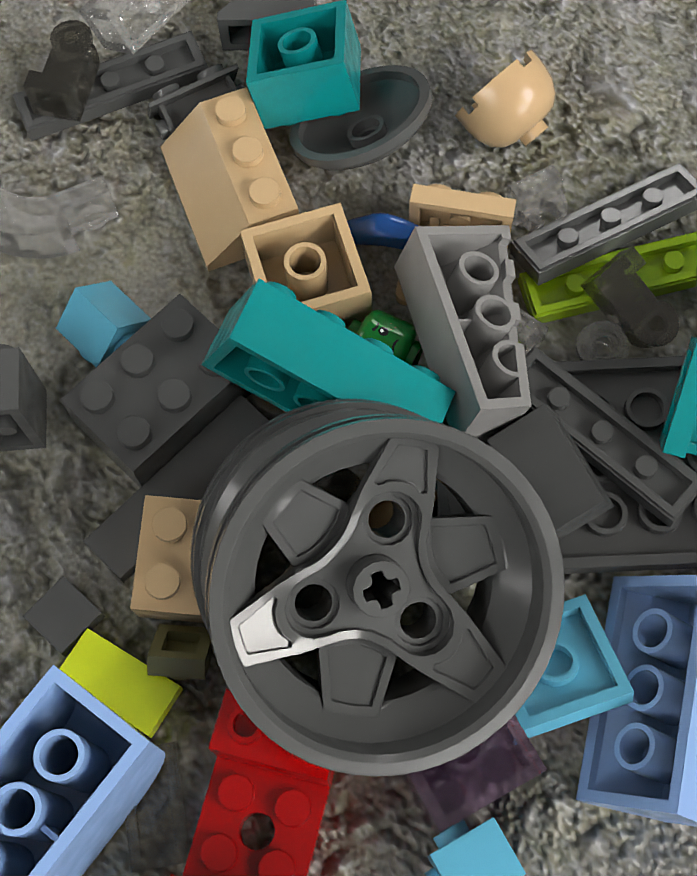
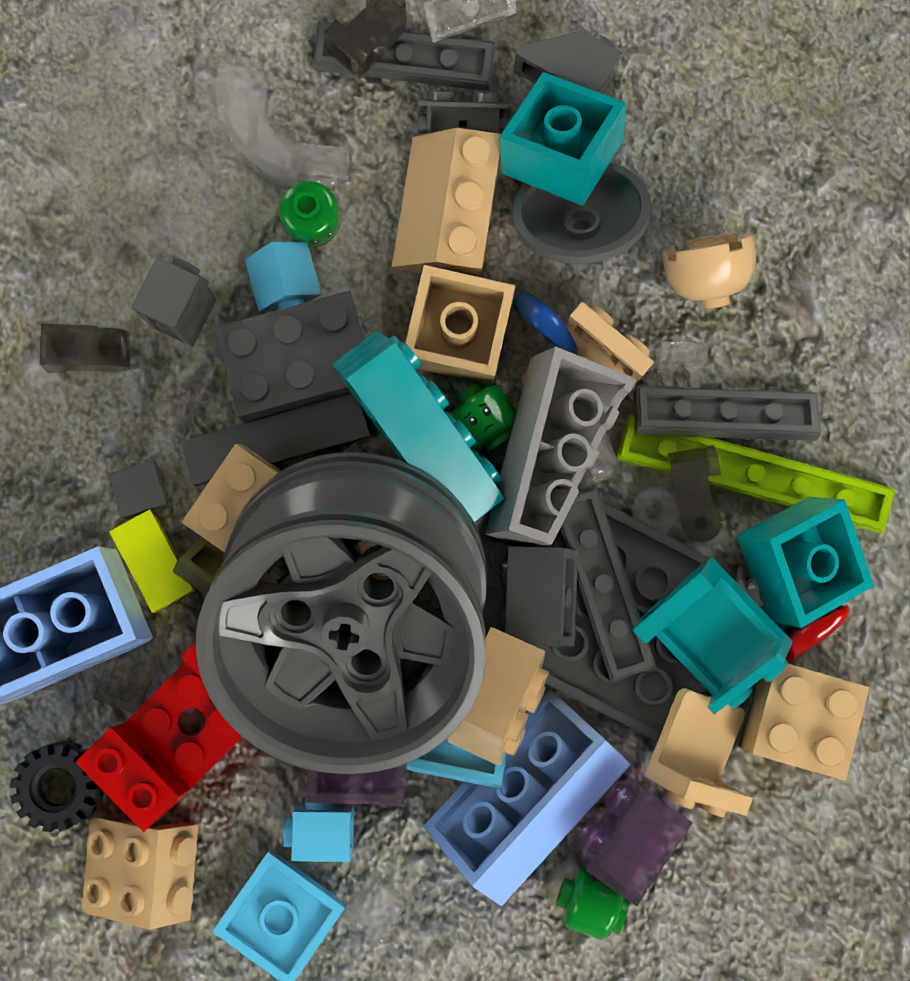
camera: 25 degrees right, 15 degrees up
(99, 252) = (310, 213): none -> green head
(593, 600) = (509, 687): none -> tan brick

